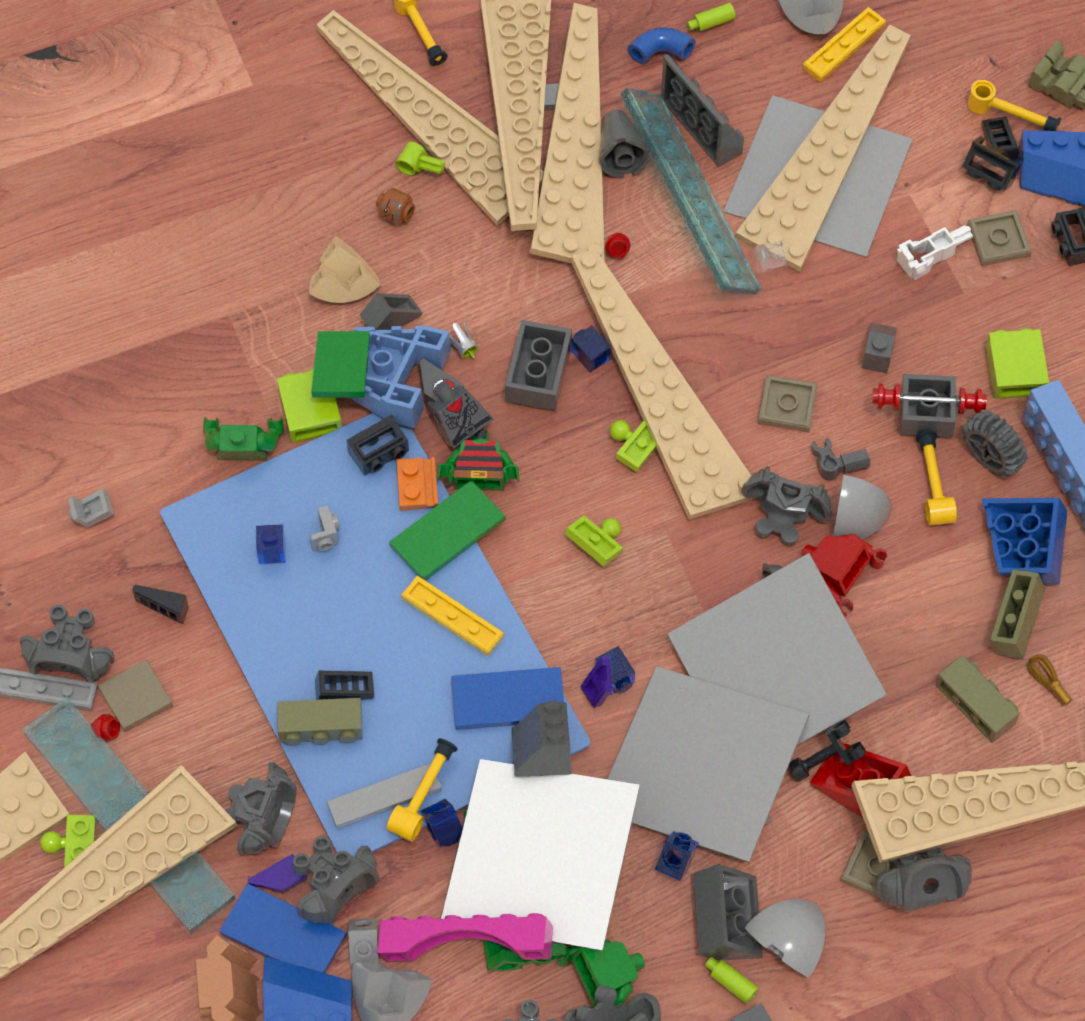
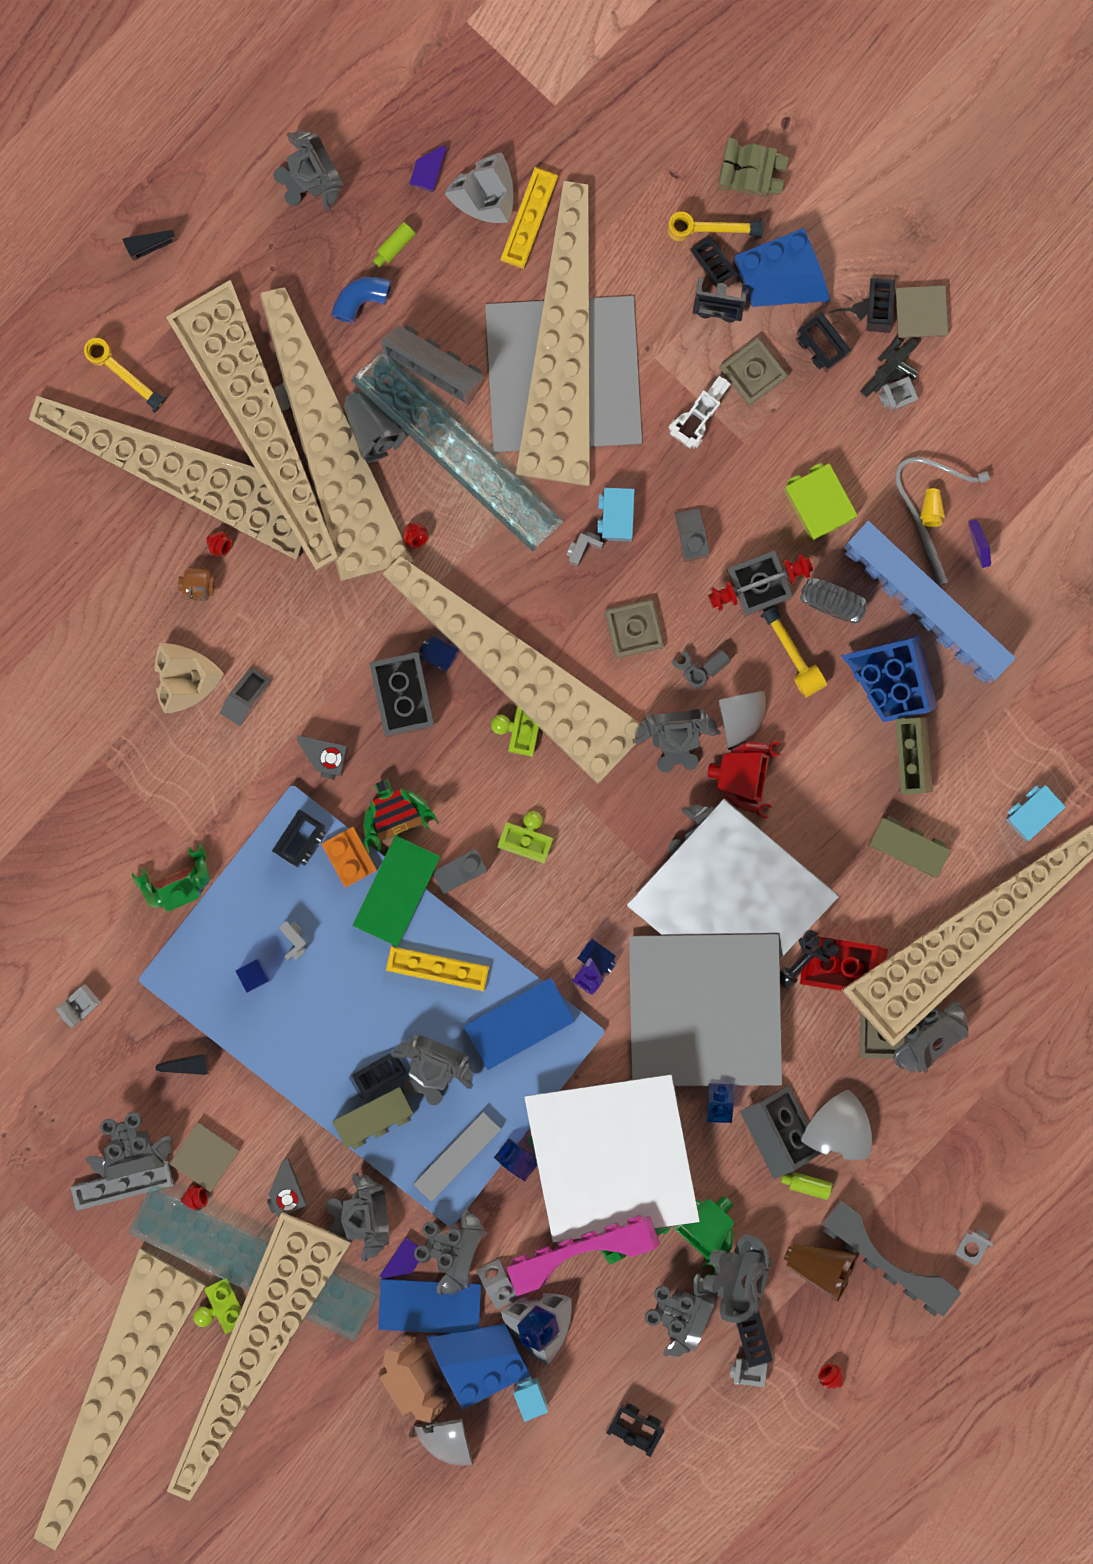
camera: 25 degrees left, 25 degrees up
(198, 754) = (286, 1191): none -> dark grey slope
(306, 416) = (217, 820): lime brick -> none
(341, 364) = (232, 782): green tile -> none
(383, 992) = (538, 1329): none -> clear blue brick
(389, 365) = (268, 759): medium blue wedge -> none
(401, 697) = (432, 1067): none -> dark grey piece
(405, 820) = (486, 1172): yellow piece -> none
(415, 159) = (190, 526): lime axle -> none
(433, 184) = (219, 544): none -> red plate
(457, 414) = (356, 778): dark grey torso -> none
(467, 346) = (321, 696): flat silver piece -> none
(519, 539) = (460, 871): none -> dark grey slope
(542, 741) = (569, 1062): dark grey slope -> none
(767, 313) = (577, 549): none -> light grey bracket
(769, 256) = (557, 488): clear slope -> none
(816, 299) = (617, 514): none -> medium azure brick
(1055, 685) = (967, 805): pearl gold piece -> none

